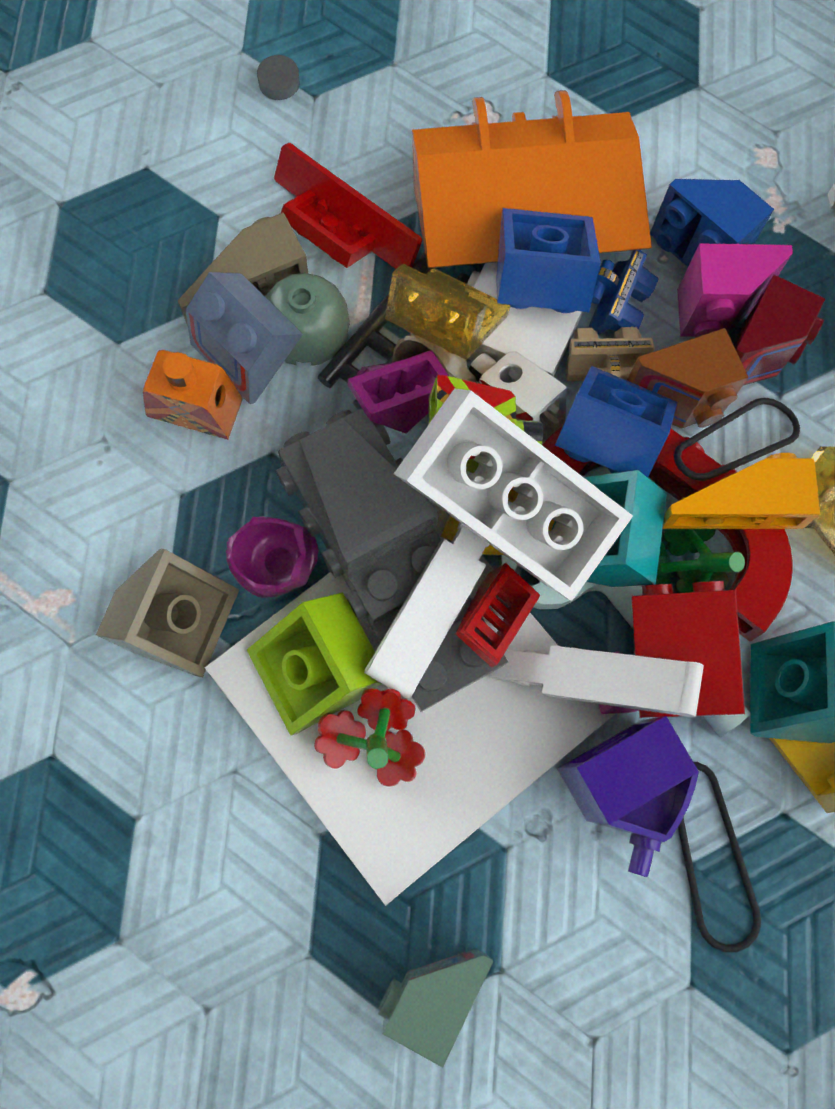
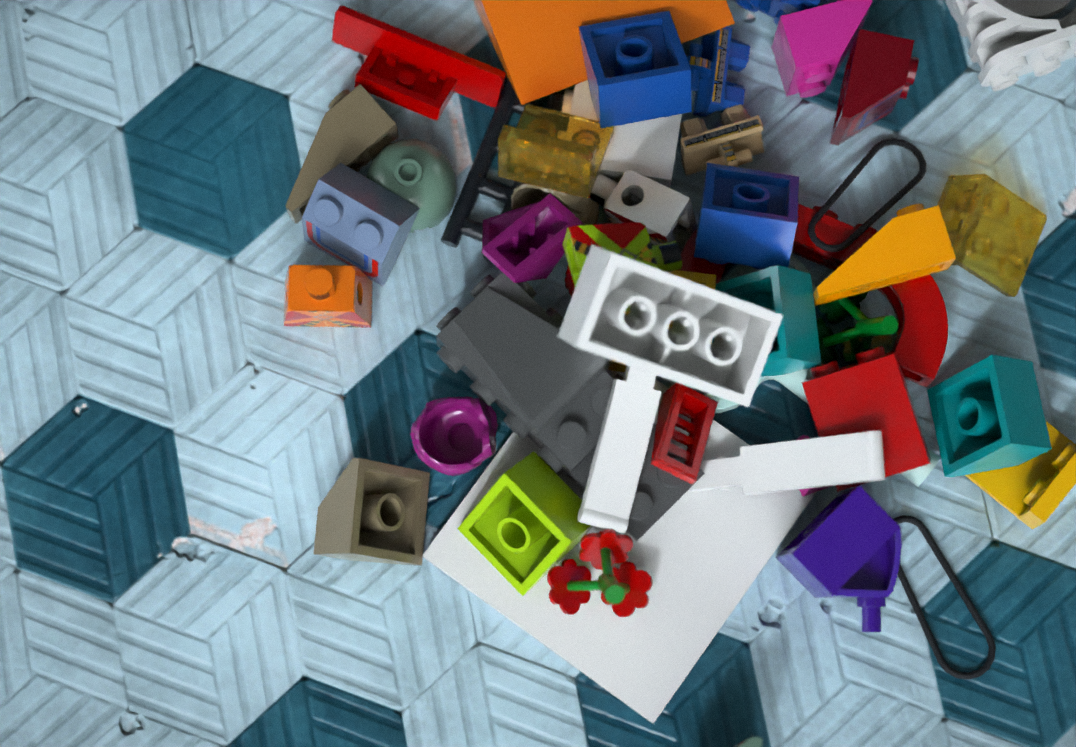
camera: 10 degrees left, 5 degrees up
(697, 374) = (811, 146): dark orange slope -> none

